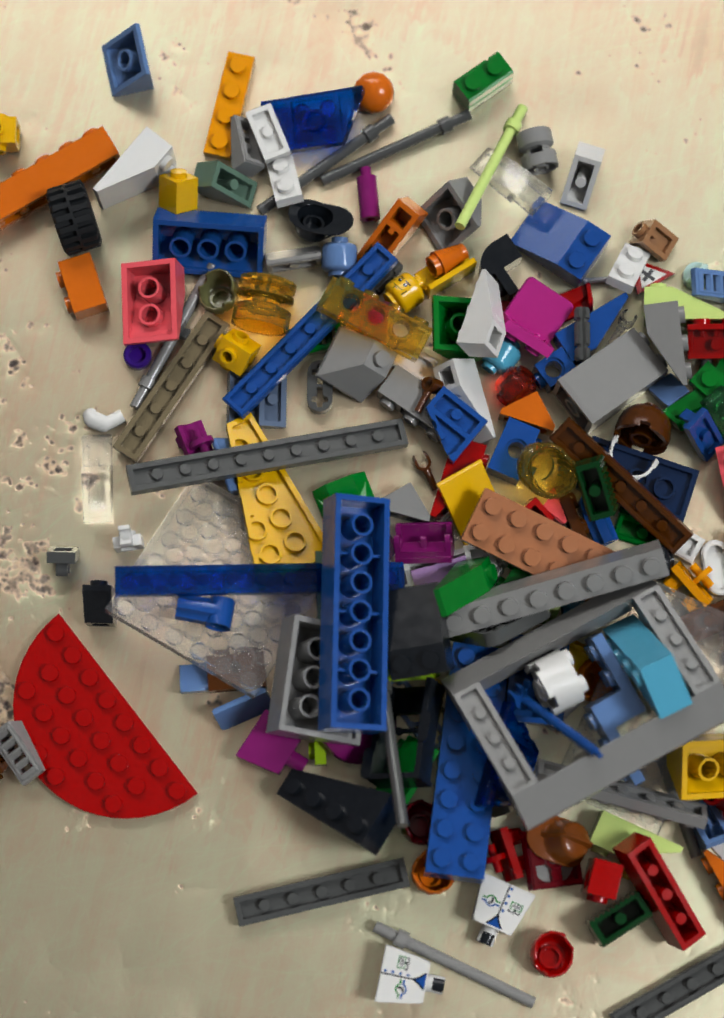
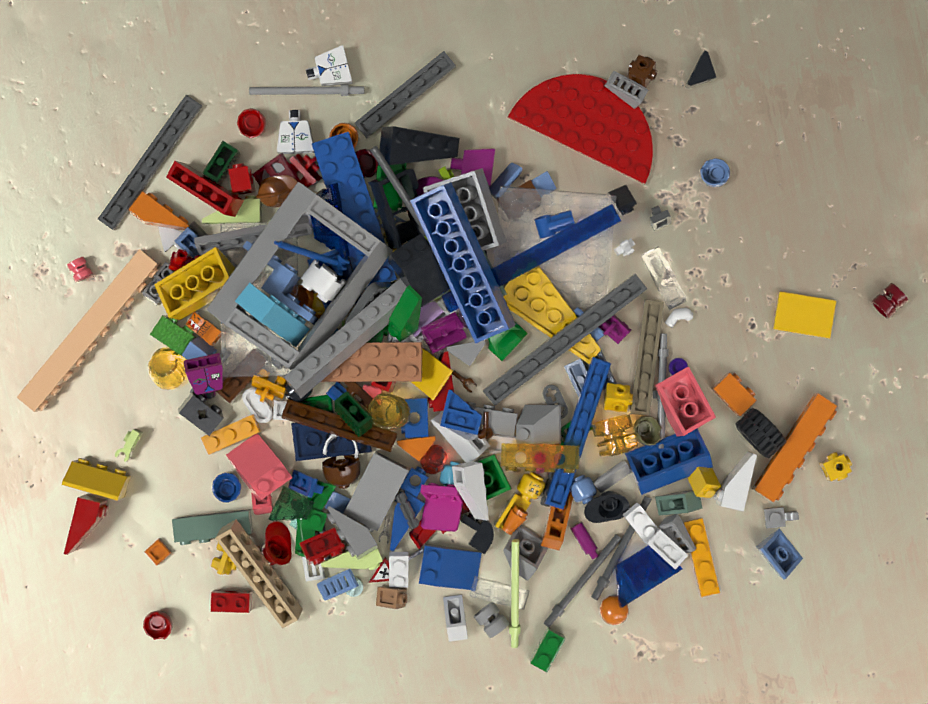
camera: 155 degrees right, 10 degrees up
(107, 111) = (776, 517): none -> light grey plate

